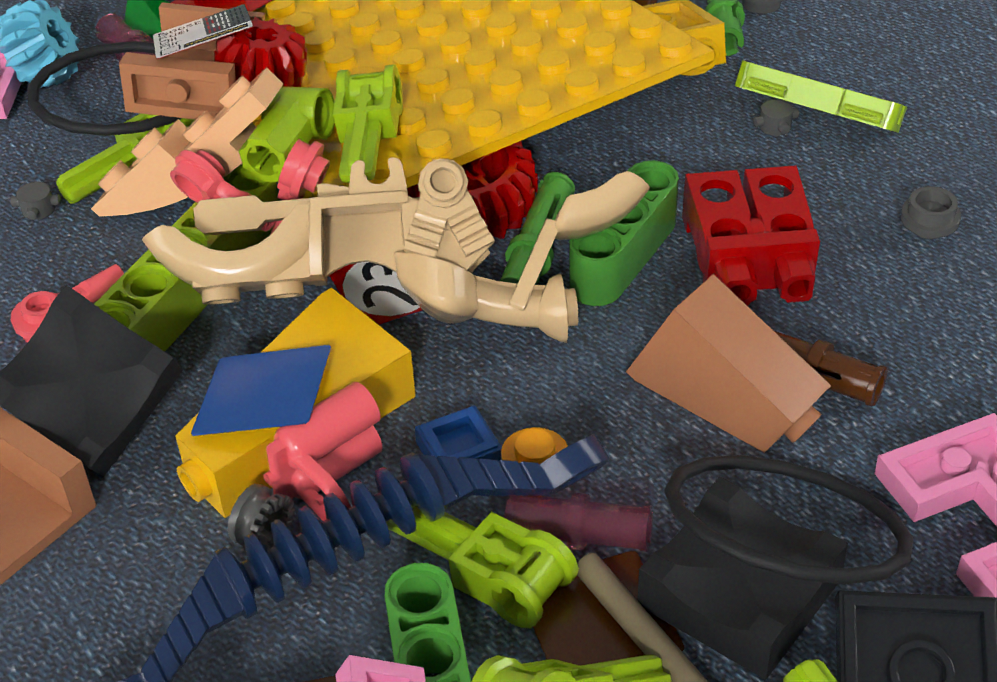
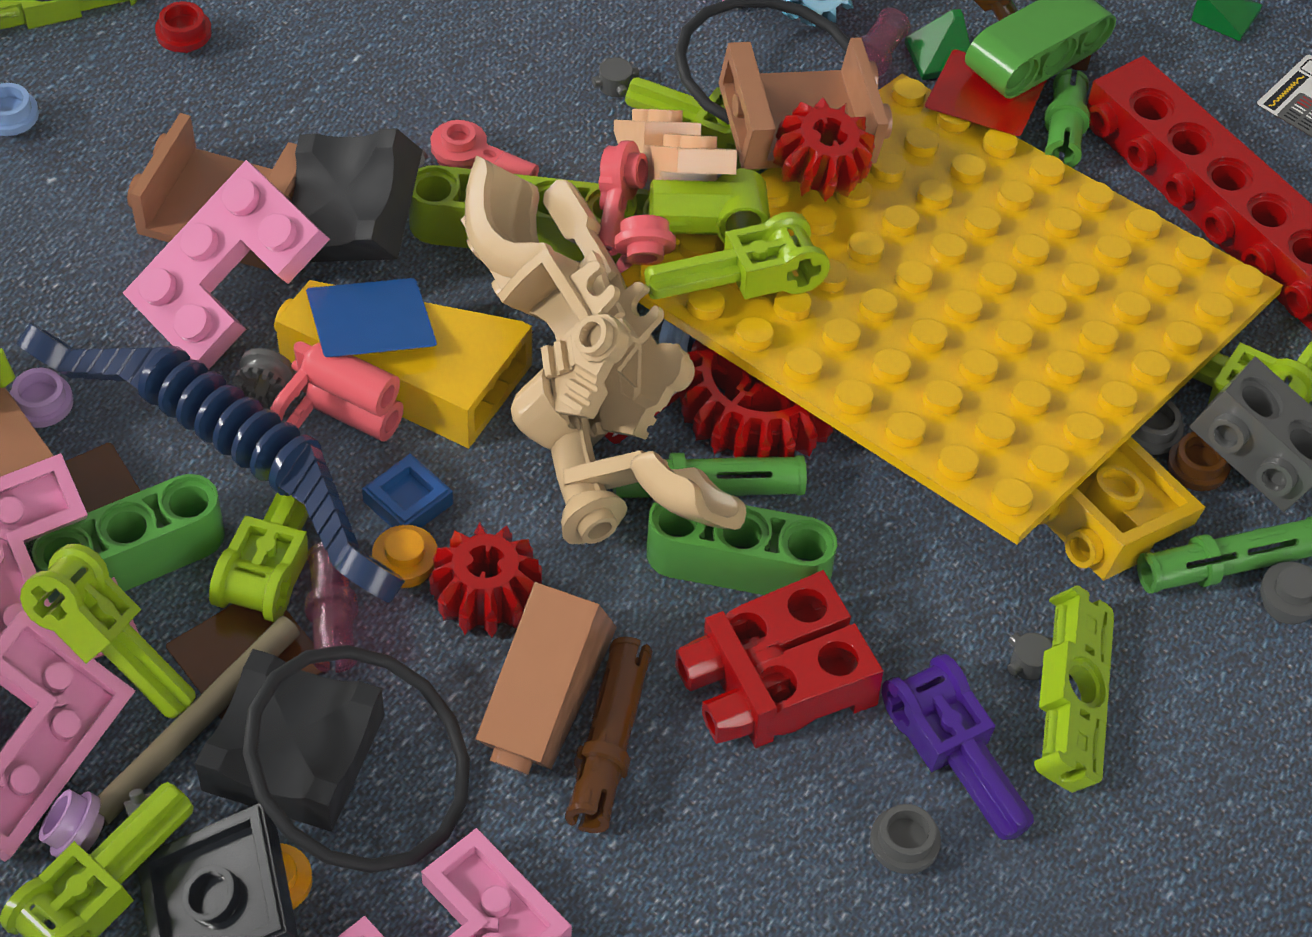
camera: 65 degrees right, 10 degrees up
(85, 564) = (238, 218): none -> bright pink plate
(201, 31) = (811, 84): sticker -> none
(596, 396) = (484, 579): none -> red gear
(842, 168) = (953, 729): none -> dark purple connector

